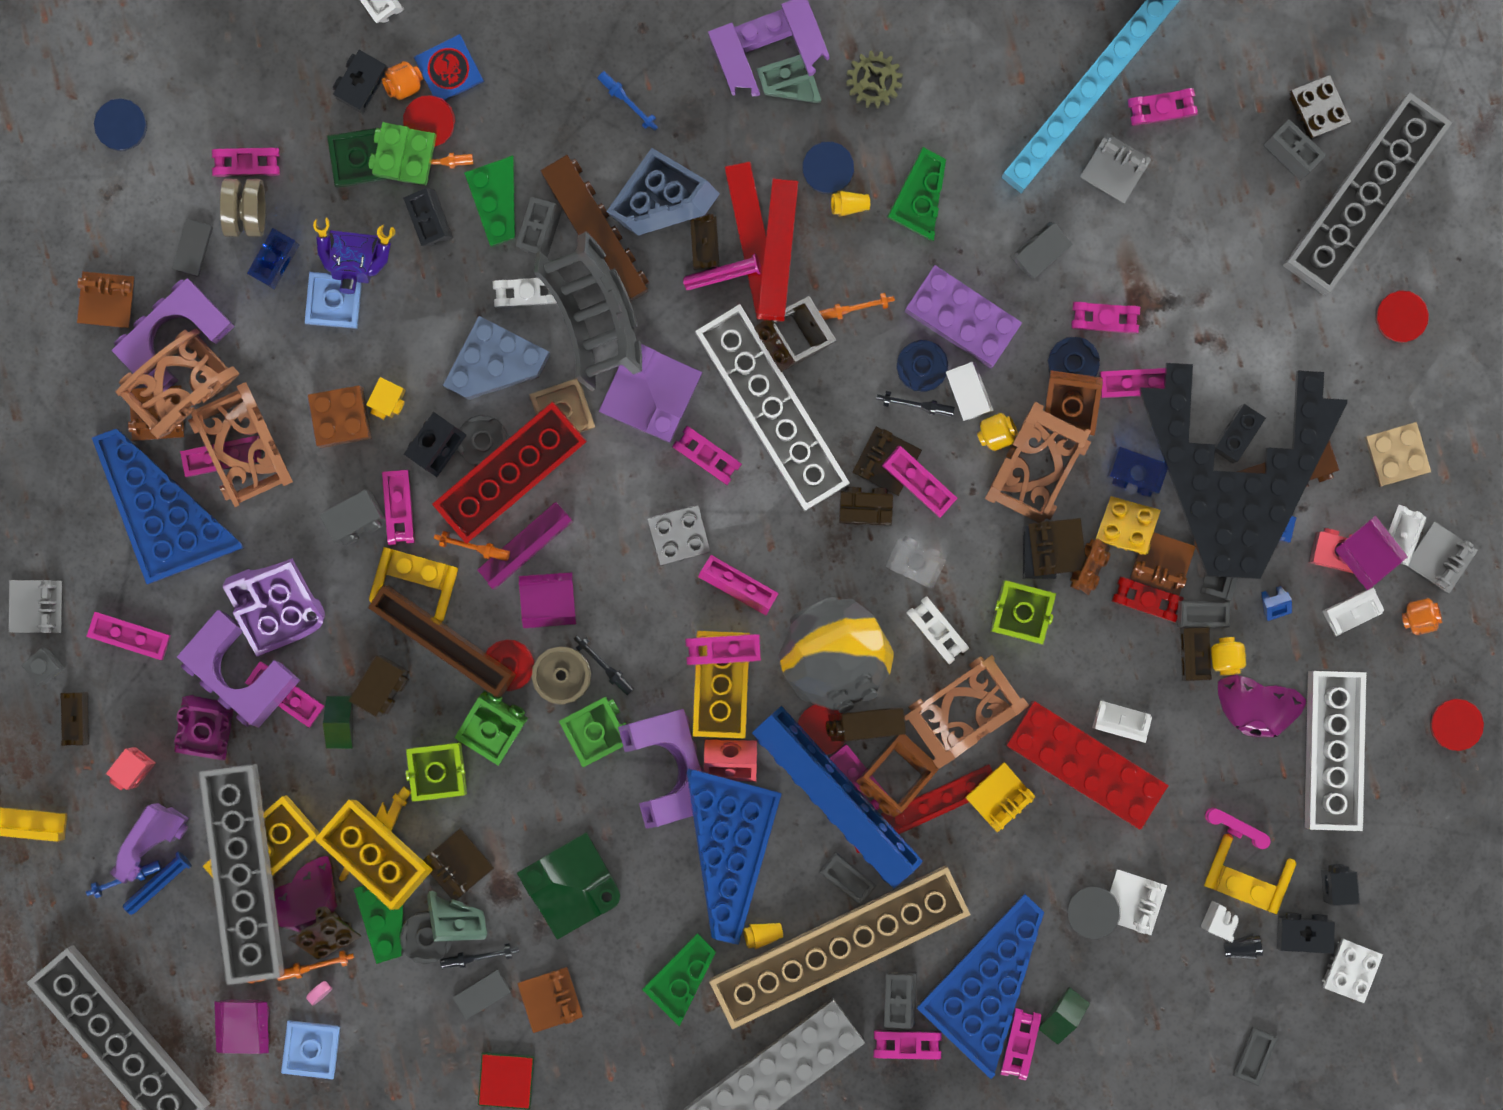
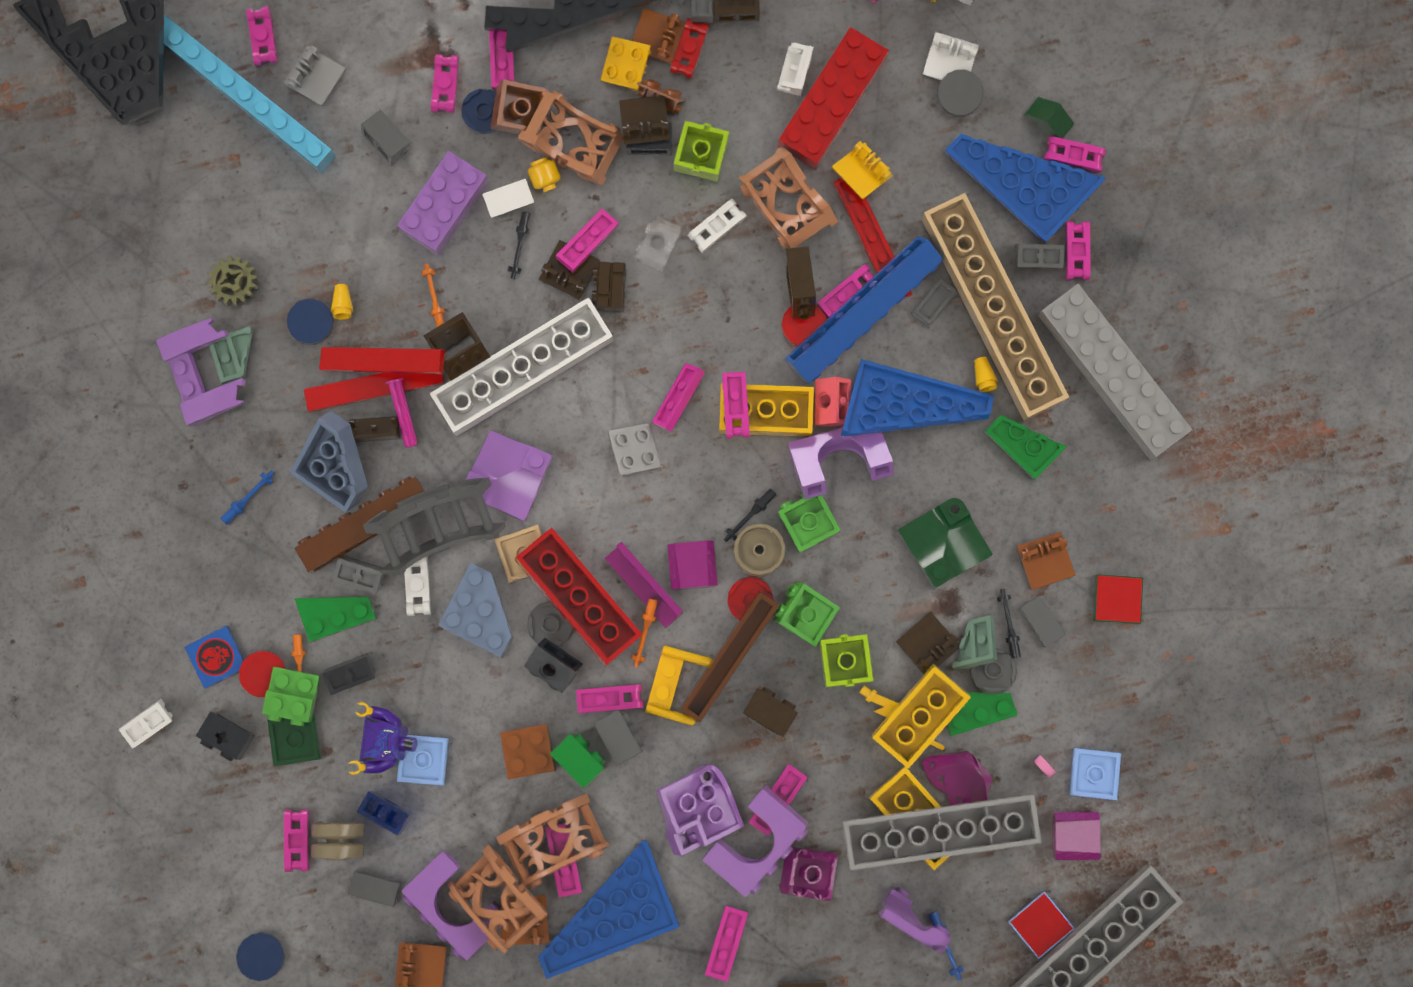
camera: 90 degrees left, 5 degrees down
(130, 769) = (847, 939): coral brick -> none
(145, 985) = (1041, 925): none -> red tile
(157, 883) = (949, 915): blue axle -> none
(297, 970) = (1025, 786): orange piece -> none
(326, 473) = (579, 760): none -> green brick
(326, 935) = (994, 758): dark brown hinge -> none
(338, 722) = (802, 750): dark green slope -> none
(386, 399) = (512, 710): yellow brick -> none
(402, 80) = (225, 698): orange head -> none
(706, 455) = (563, 425): dark pink plate -> none
(835, 654) = (739, 307): dark grey rock -> none
(915, 757) = (827, 245): dark orange window -> none
(919, 196) = (335, 242): green wing -> none
(922, 365) = (485, 240): dark blue tile -> none
(1153, 470) = (579, 42): clear blue brick -> none

